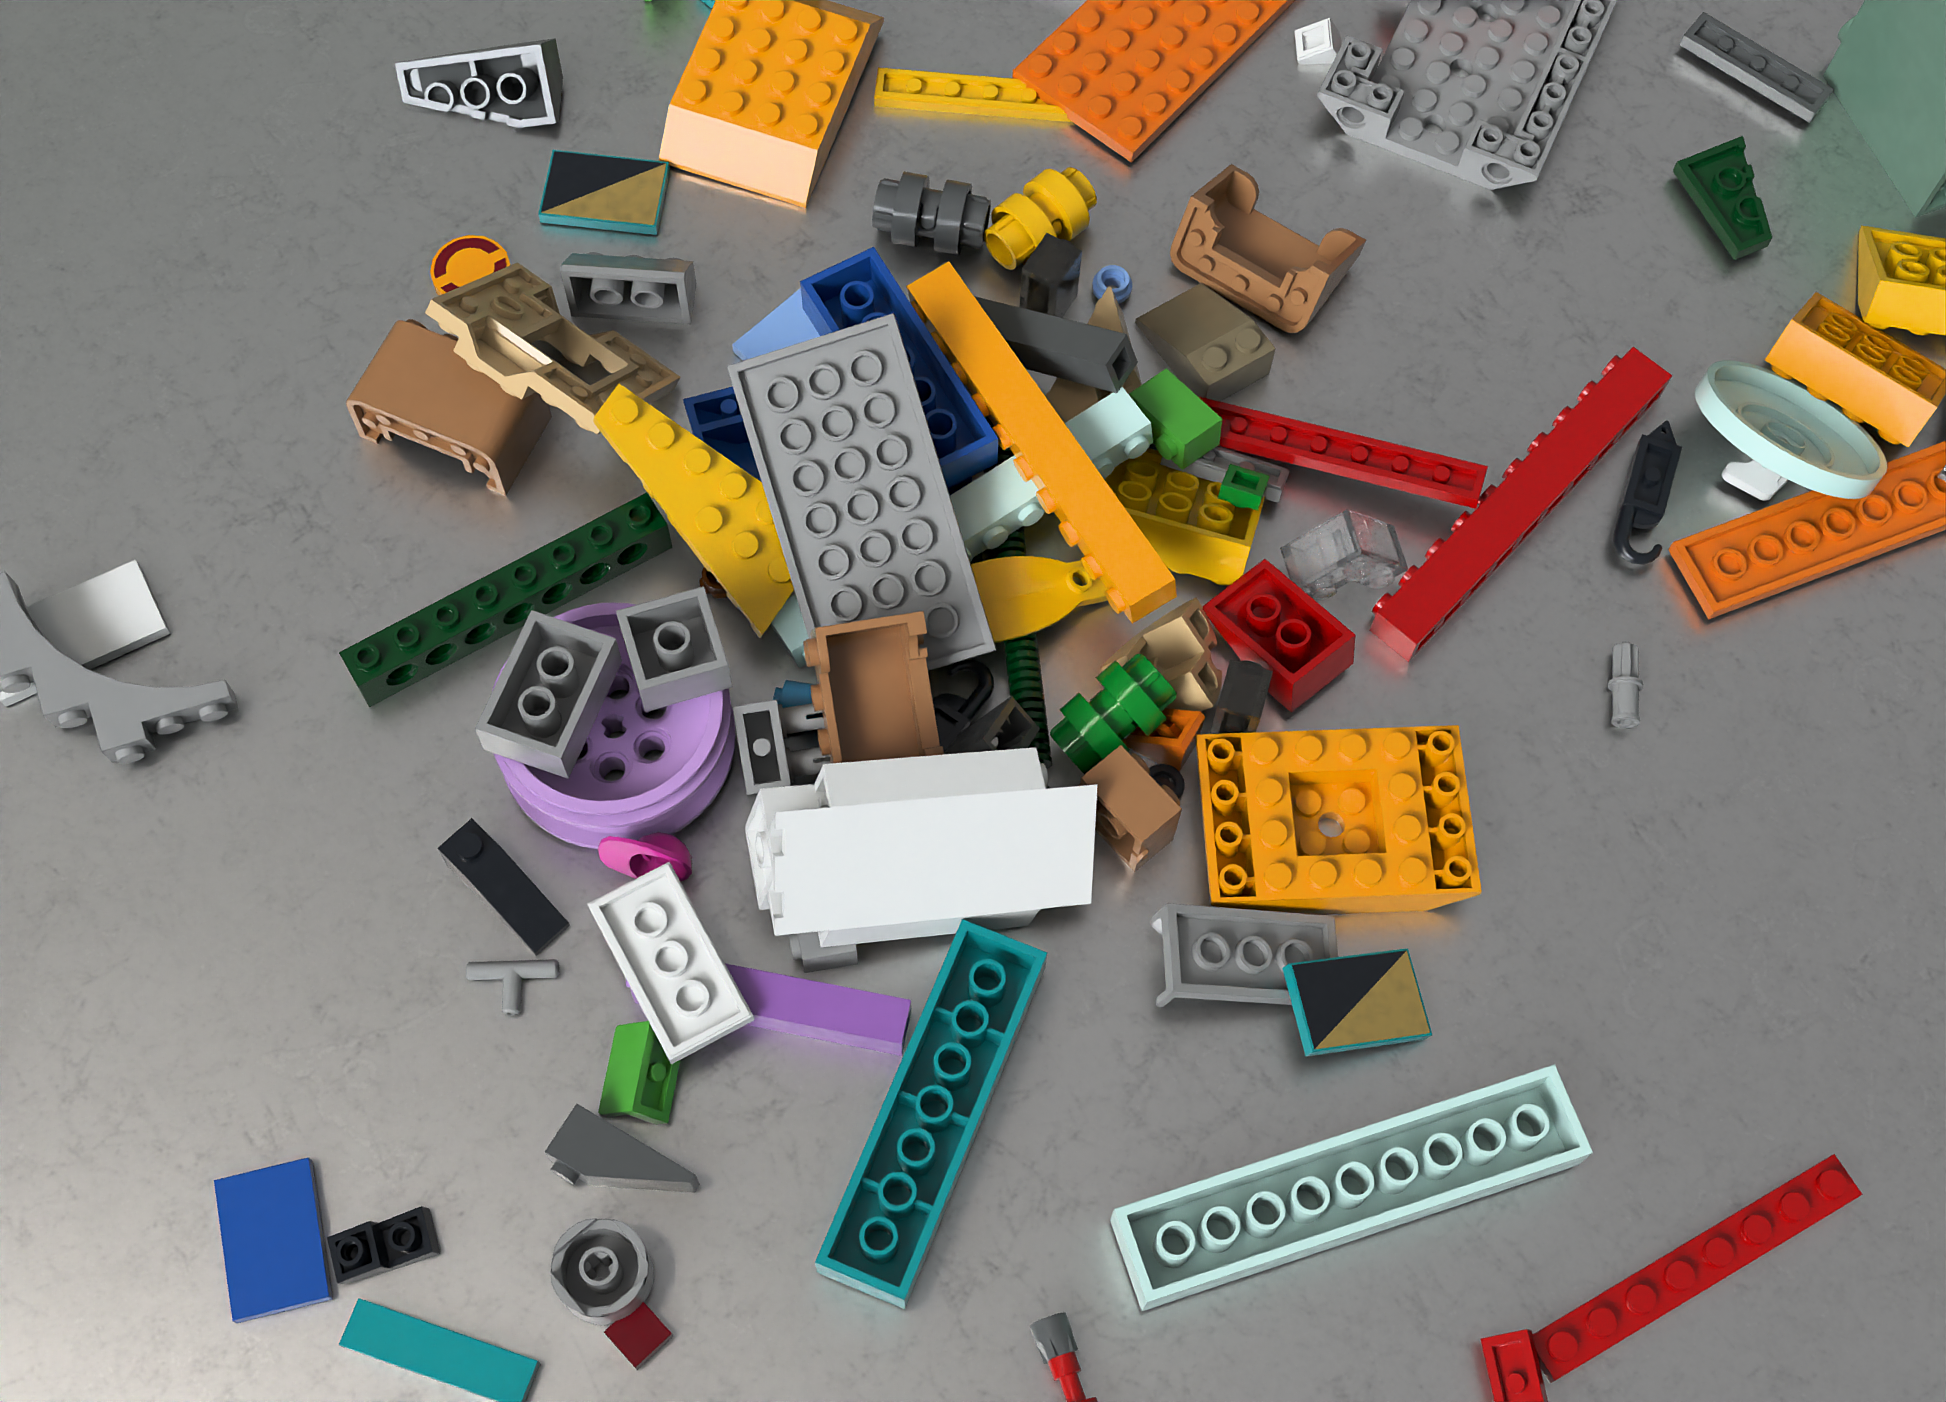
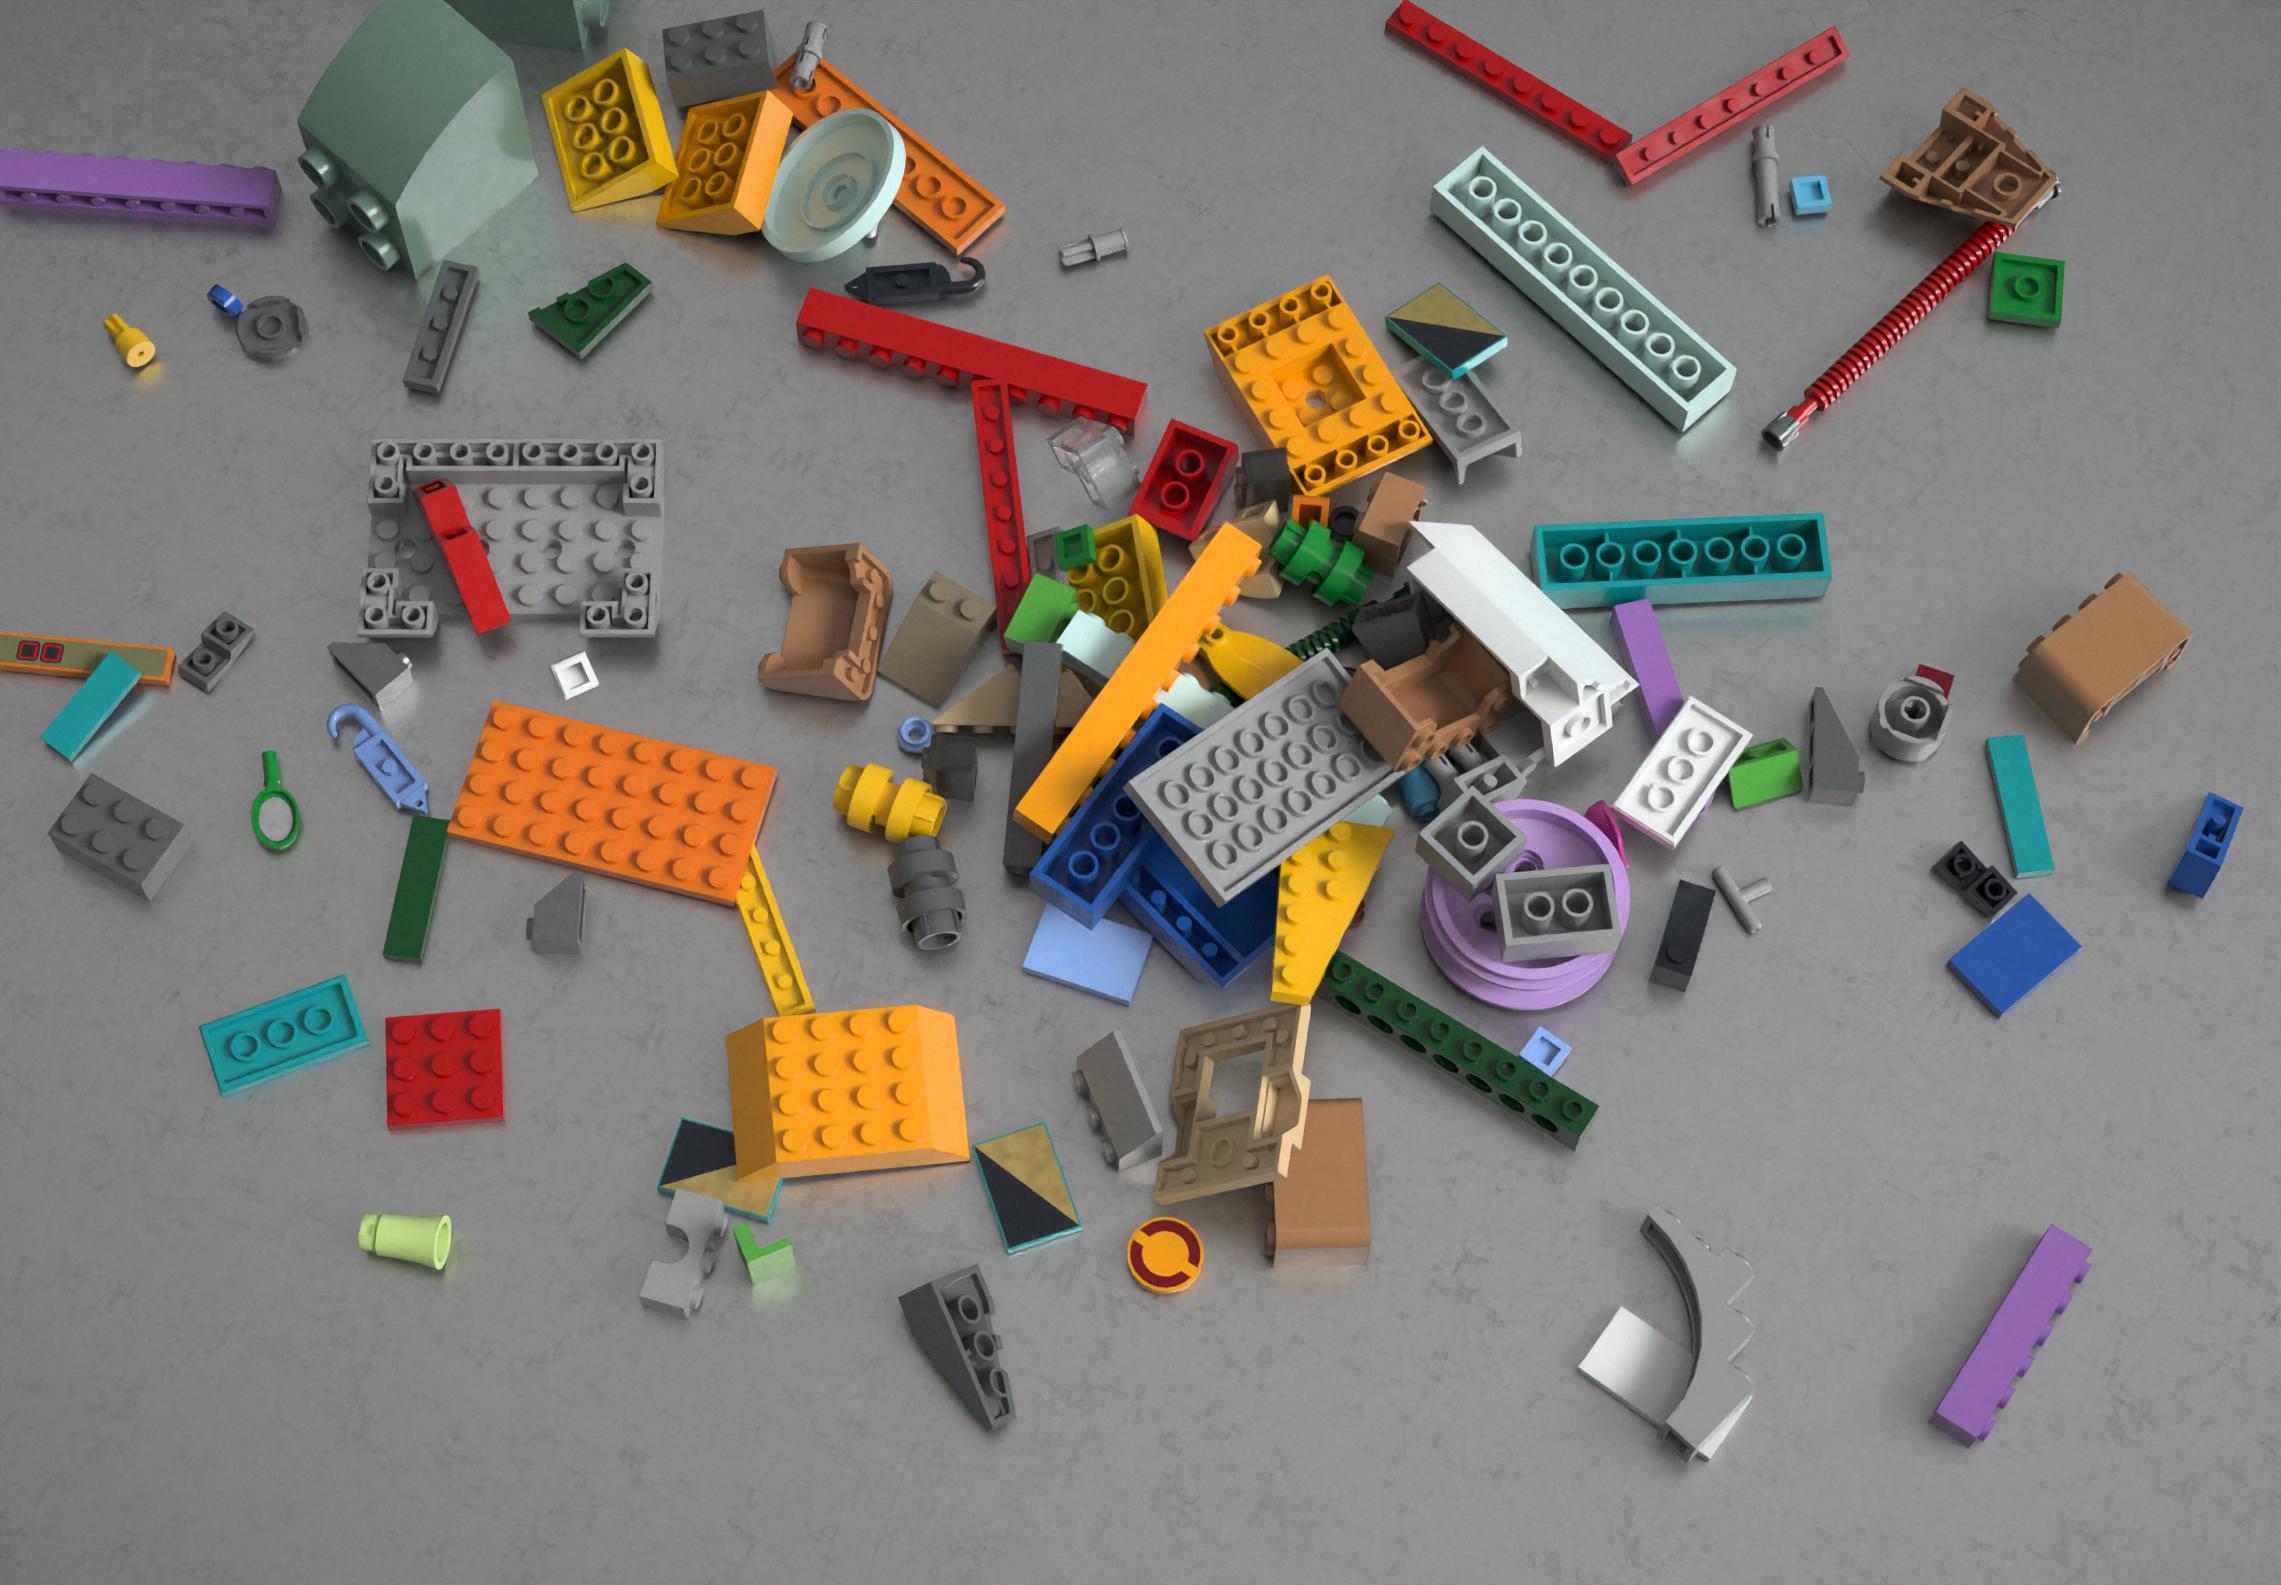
camera: 115 degrees left, 0 degrees up
(458, 684) = (1545, 1051): none -> light blue plate

